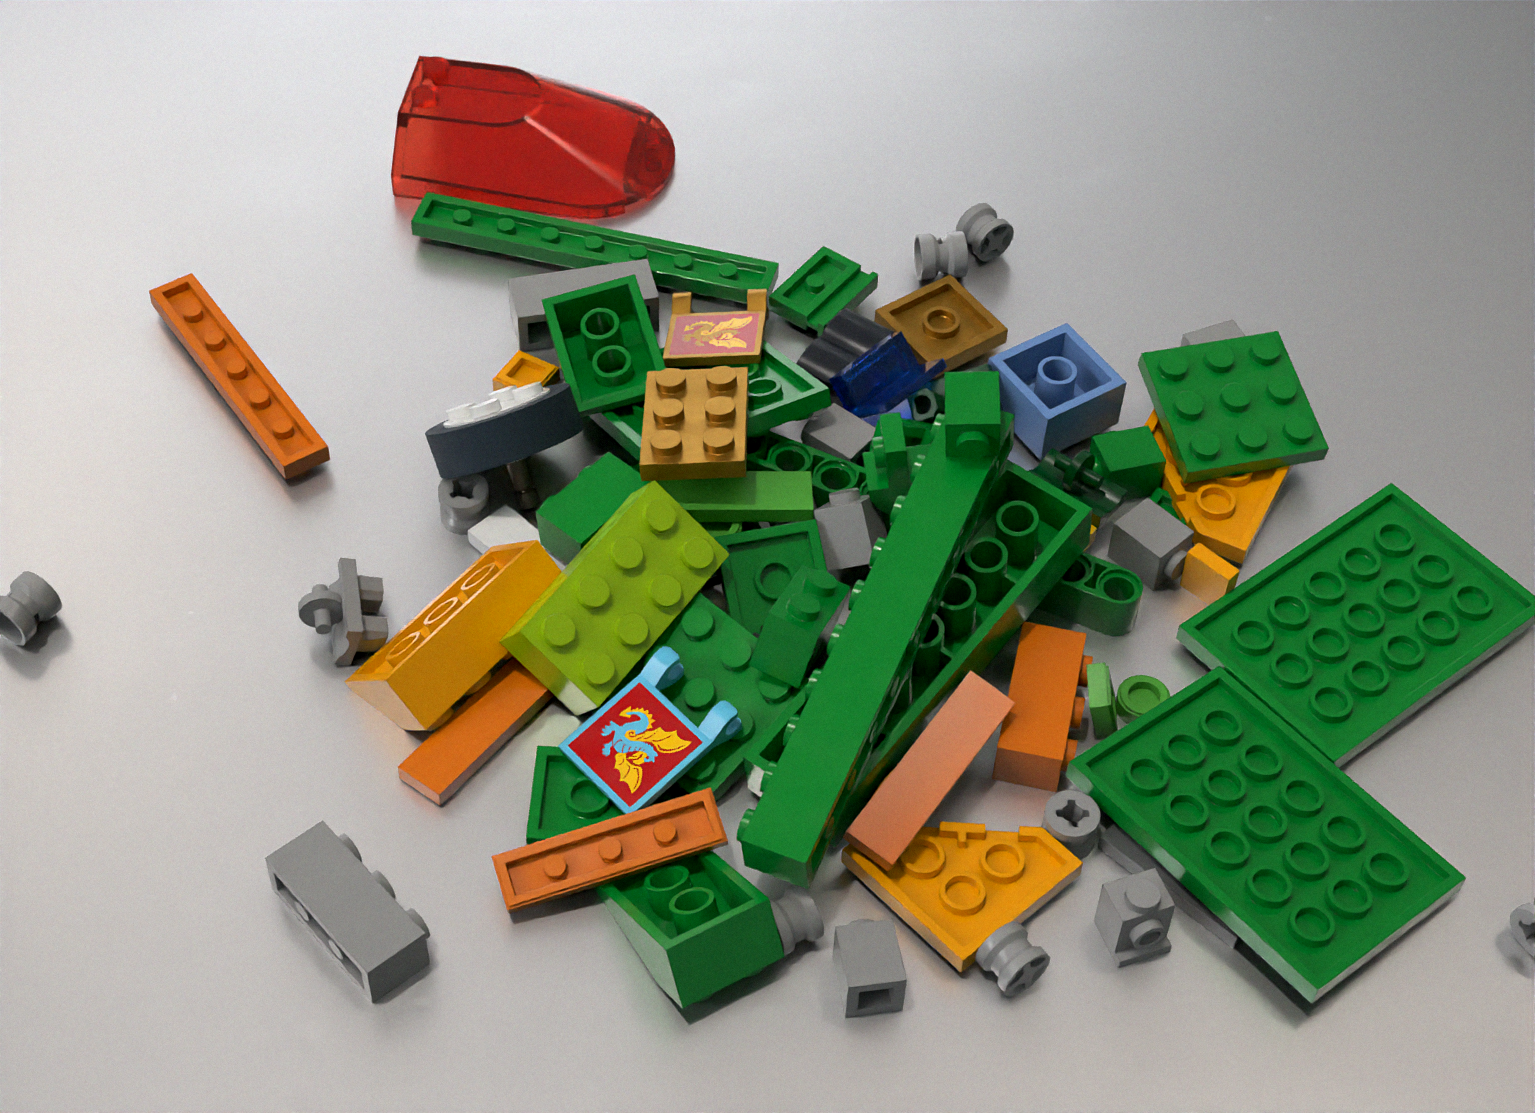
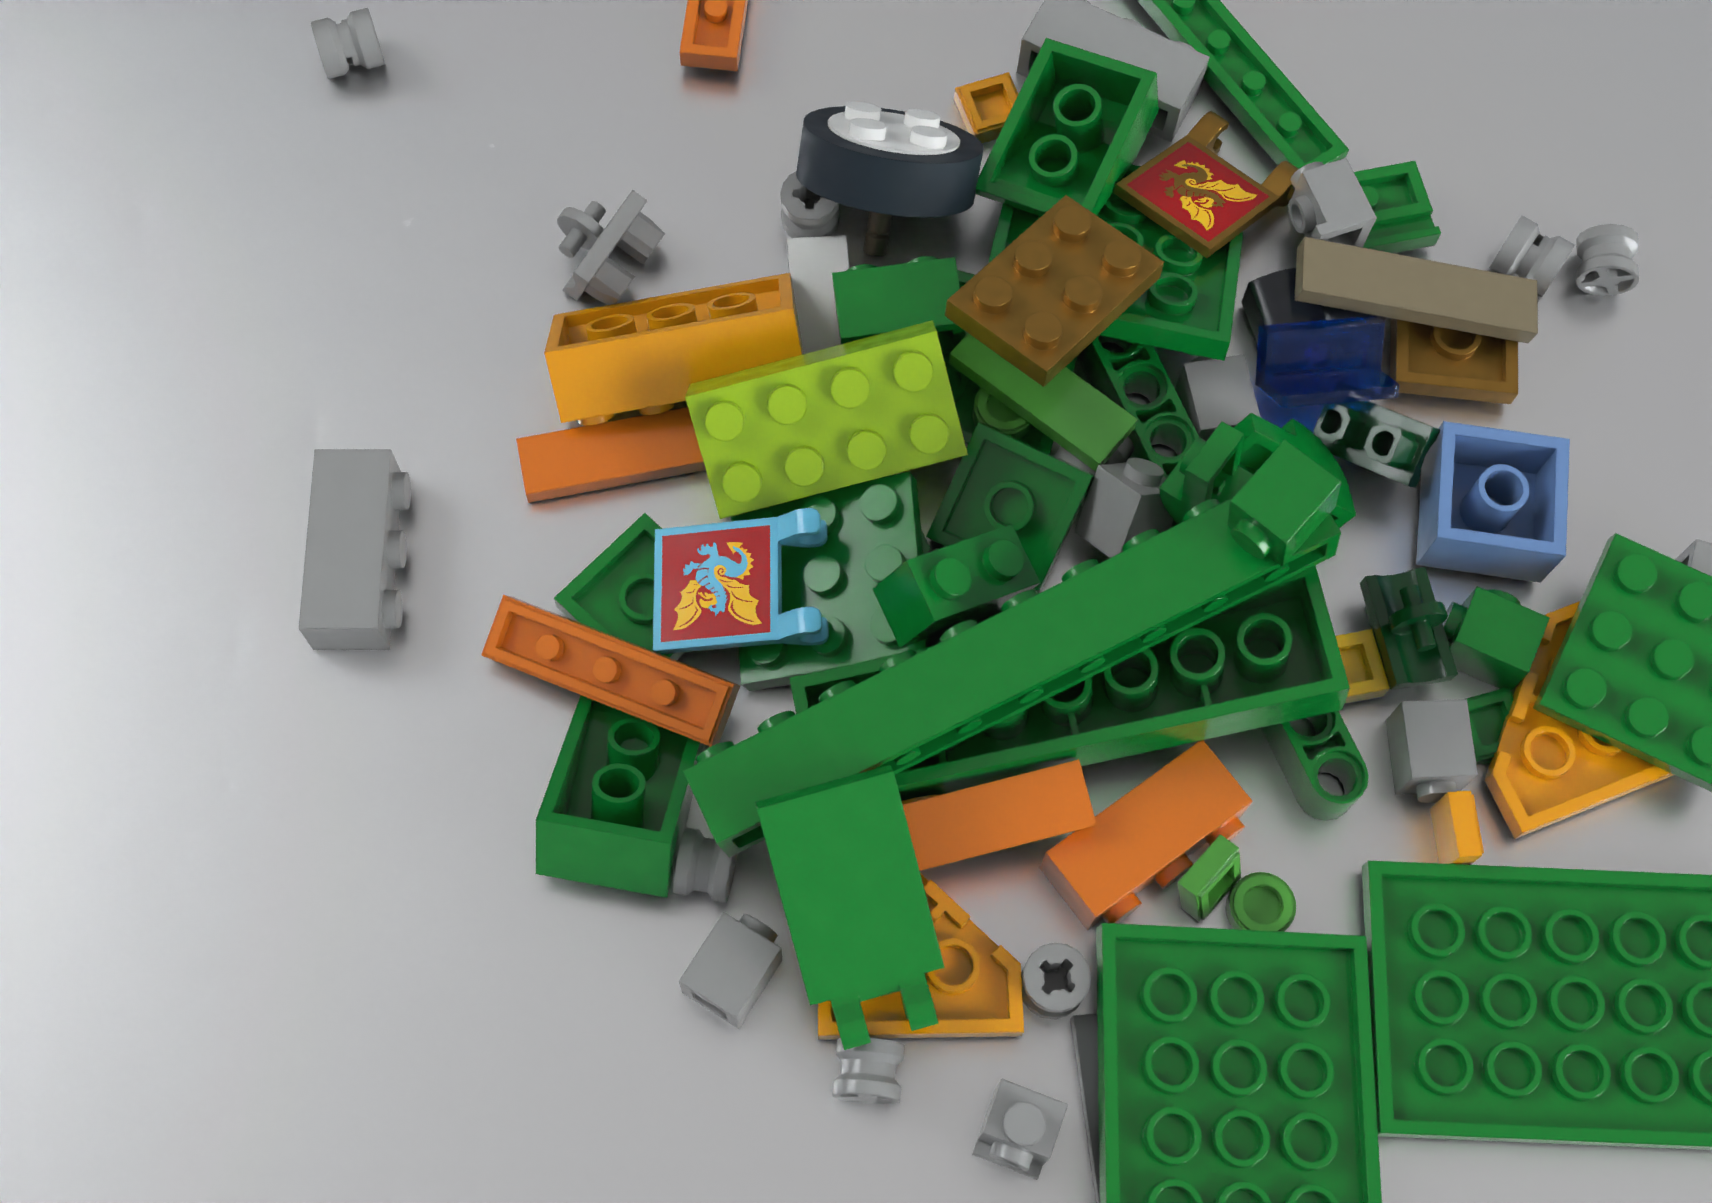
camera: 40 degrees right, 20 degrees up
(805, 294) = (1330, 204): none -> light grey brick
(898, 305) = (1416, 290): none -> dark tan tile
(920, 841) = (853, 897): none -> green tile

